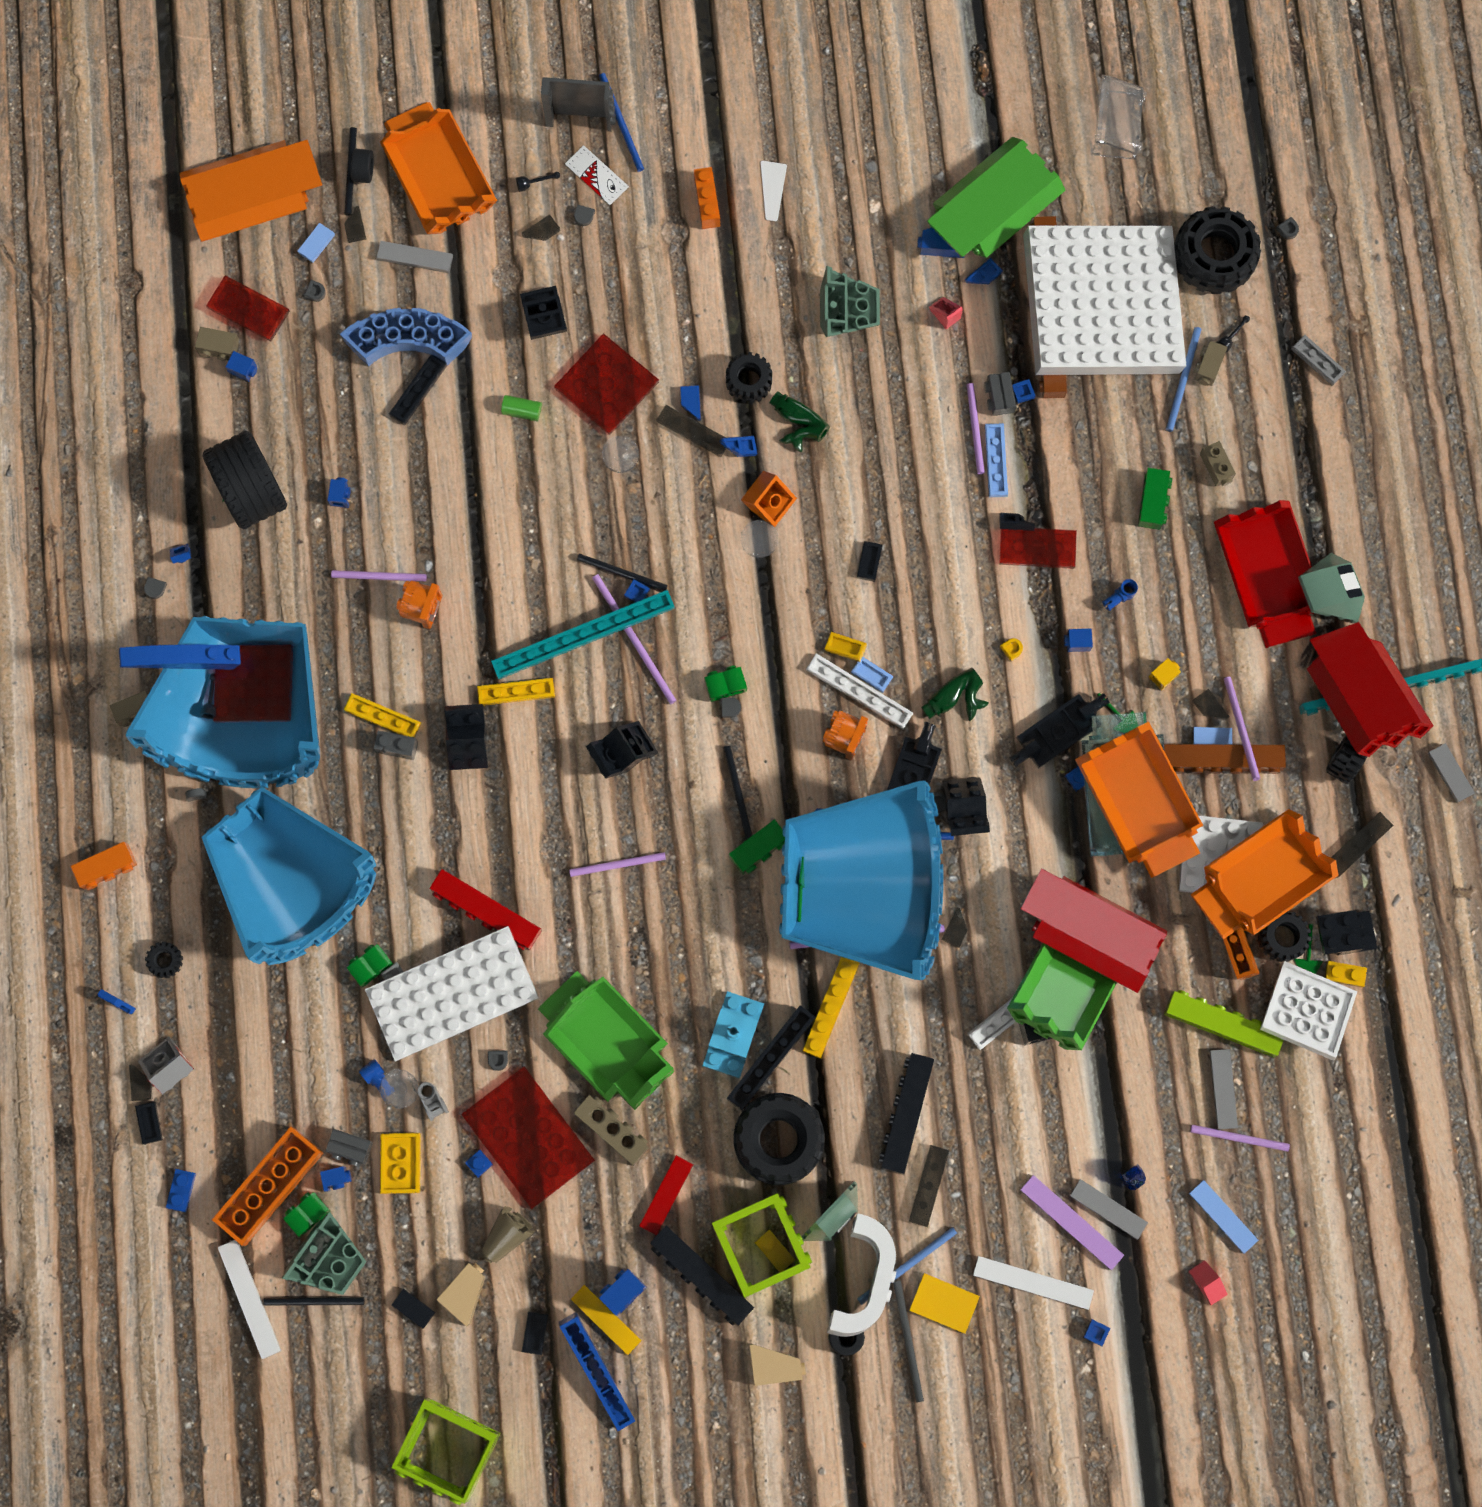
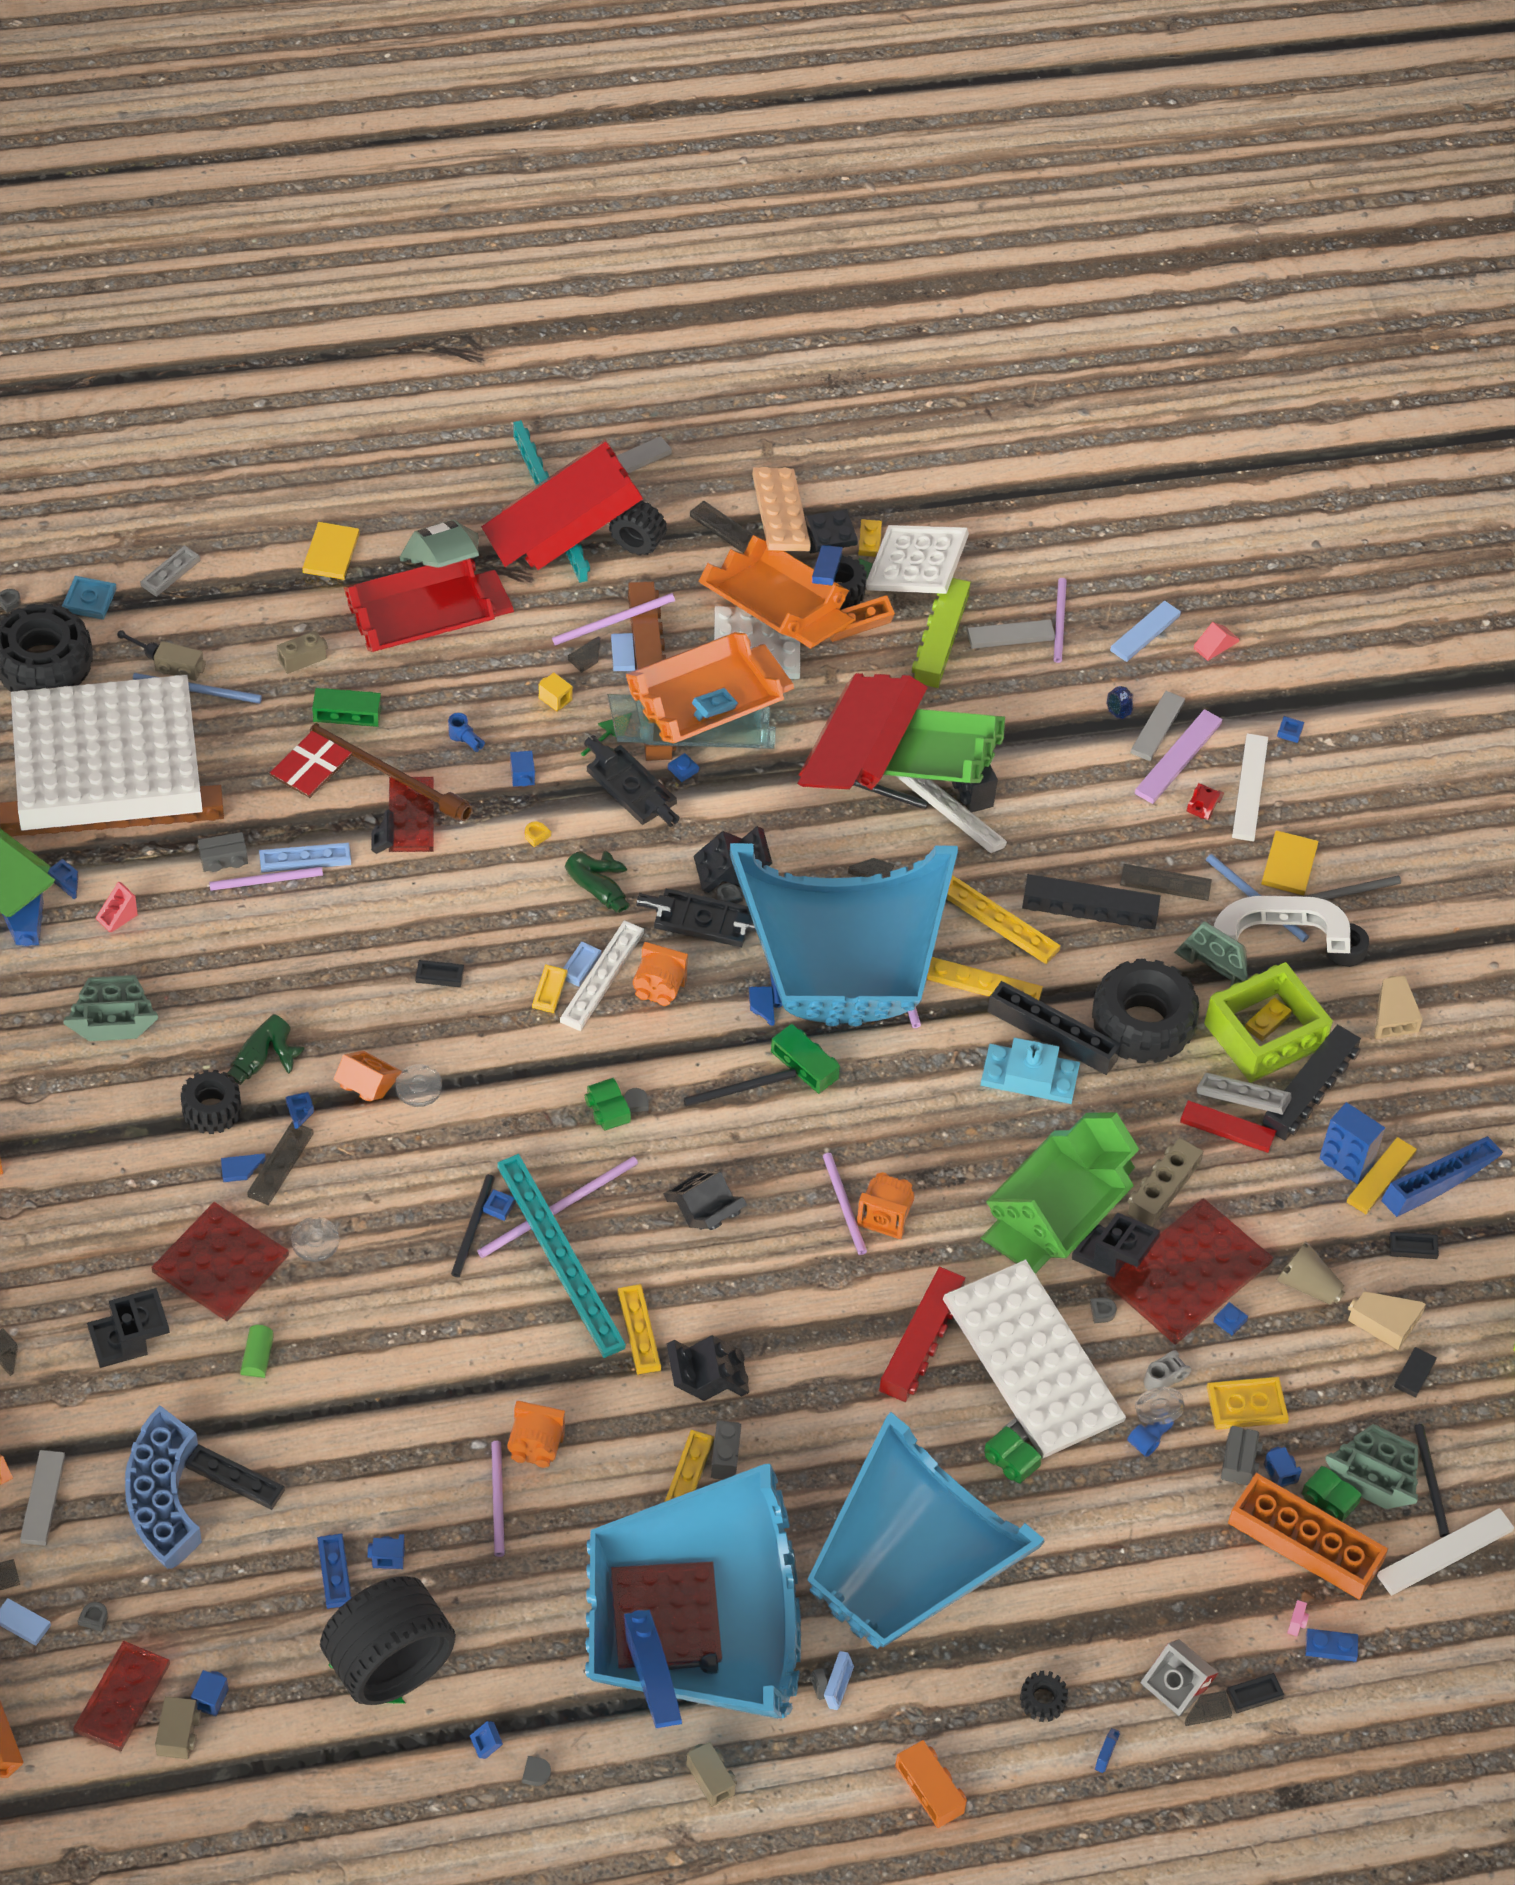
camera: 100 degrees left, 25 degrees down
(194, 808) = (838, 1680): none -> light blue tile
(202, 1167) = (1298, 1619): none -> bright pink plate
(332, 456) = (334, 1570): none -> blue tile
(543, 1074) = (1119, 1243): none -> black bracket
(603, 893) = (885, 1205): none -> orange piece
(691, 1212) = (1244, 1093): none -> light grey tile
(894, 1030) = (1001, 921): none -> yellow plate
(1017, 1237) = (1204, 801): none -> red piece
(1023, 391) = (217, 828): blue plate -> none
(1102, 477) = (325, 753): none -> flag
(1119, 798) = (713, 703): none -> dark azure plate
(1289, 293) = (89, 597): none -> dark azure tile
(1289, 920) = (827, 565): none -> blue tile
(1339, 494) = (331, 550): none -> yellow tile
(1375, 892) = (781, 509): none -> light nougat plate

